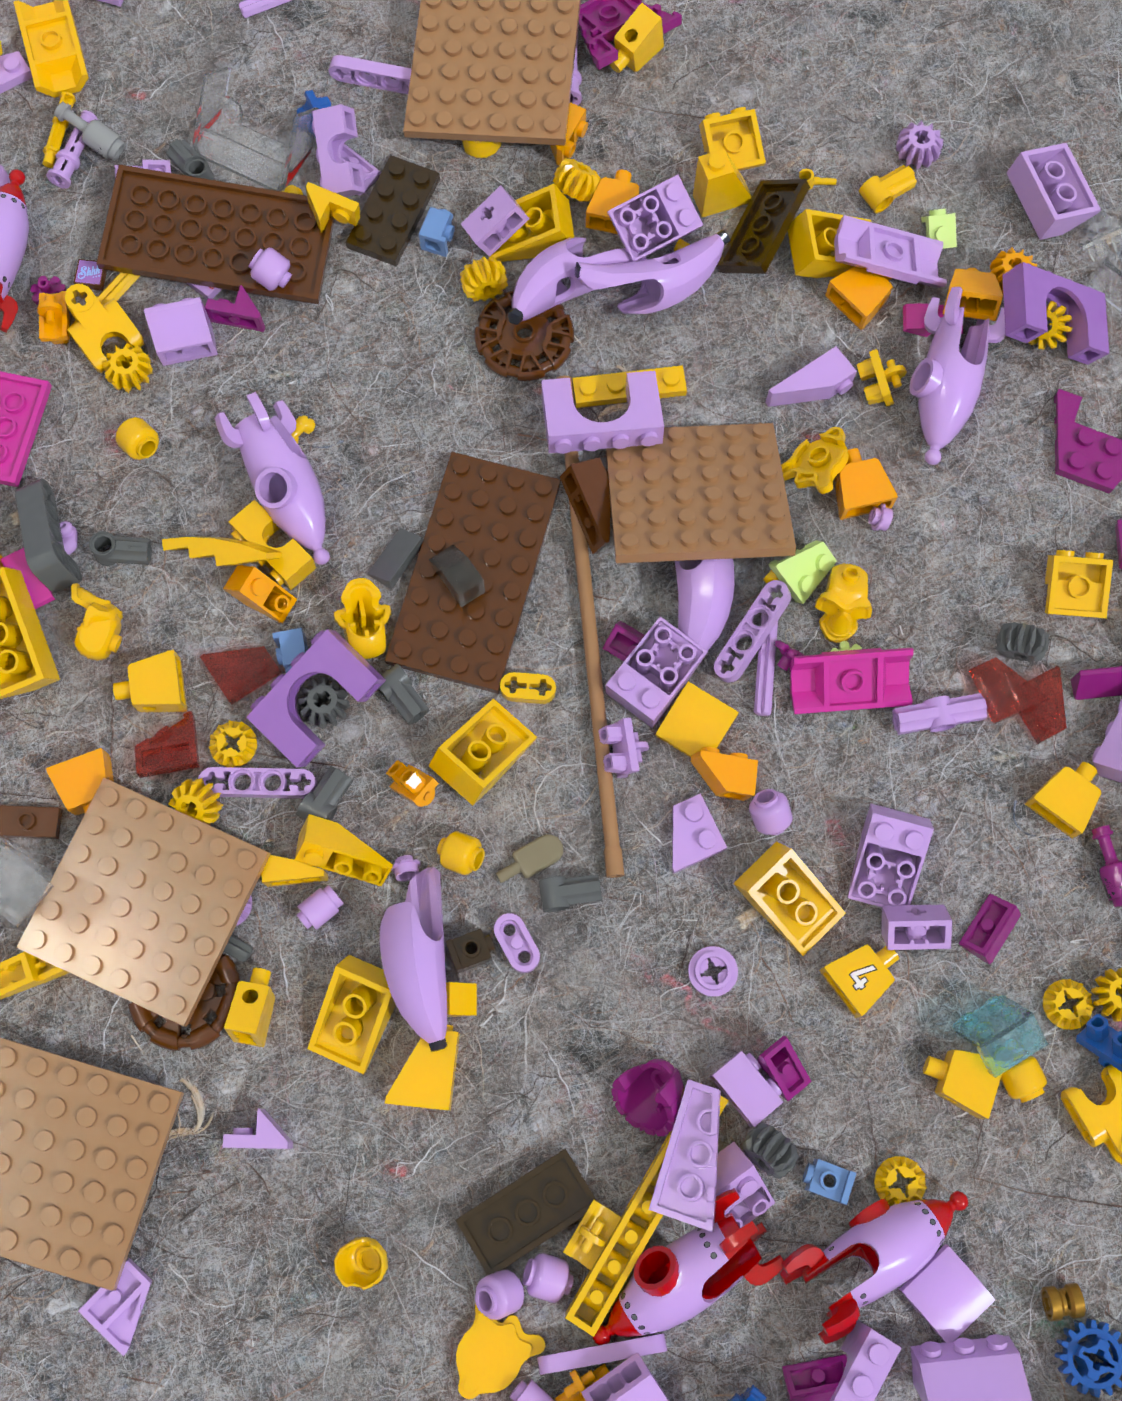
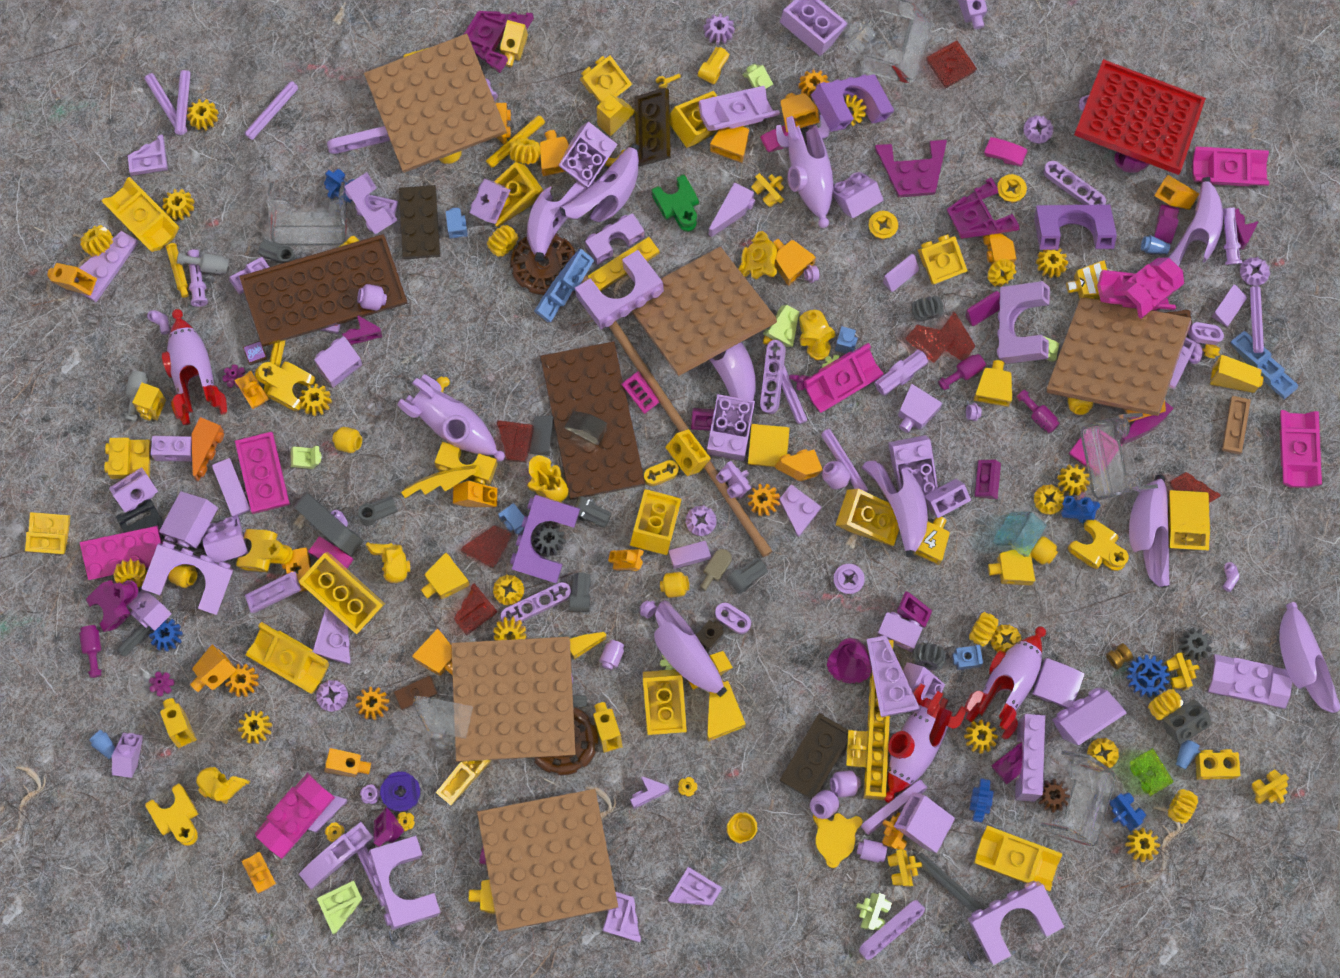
camera: 30 degrees left, 0 degrees up
(70, 434) = (305, 457): none -> yellowish green bracket
(105, 50) = (171, 207): none -> yellow gear
(245, 1320) = (695, 889): none -> lavender wing
(326, 1162) = (687, 791): none -> yellow plate
(327, 204) = (379, 240): yellow slope -> none
(338, 850) = (606, 617): yellow slope -> none
(356, 546) = (516, 440): none -> clear red wing
(505, 820) = (689, 554): none -> lavender slope
(528, 375) = (563, 285): none -> medium blue slope
(541, 793) = (701, 529): none -> lavender gear
(567, 552) = (635, 396): none -> dark pink slope
(577, 677) = (688, 452): none -> yellow brick
(589, 495) = (639, 344): reddish brown slope -> none
(594, 160) = (526, 132): none -> yellow axle
(653, 786) = (767, 505): none -> light orange gear
(656, 340) = (626, 229): none -> lavender arch
(745, 342) = (679, 204): none -> green piece
(792, 791) = (841, 456): none -> lavender axle
(796, 1323) = (974, 732): none -> yellow gear
(851, 908) = (907, 505): none -> lavender piece
(874, 1151) = (983, 629): none -> yellow gear
(882, 631) = (846, 340): none -> medium blue brick
(937, 777) = (917, 409): none -> lavender torso
(999, 441) = (857, 194): none -> lavender slope
(1008, 576) = (901, 273): none -> lavender slope
(1016, 820) = (973, 412): none -> lavender plate
(1017, 488) = (881, 217): none -> yellow gear
(1034, 755) = (965, 370): none -> magenta piece

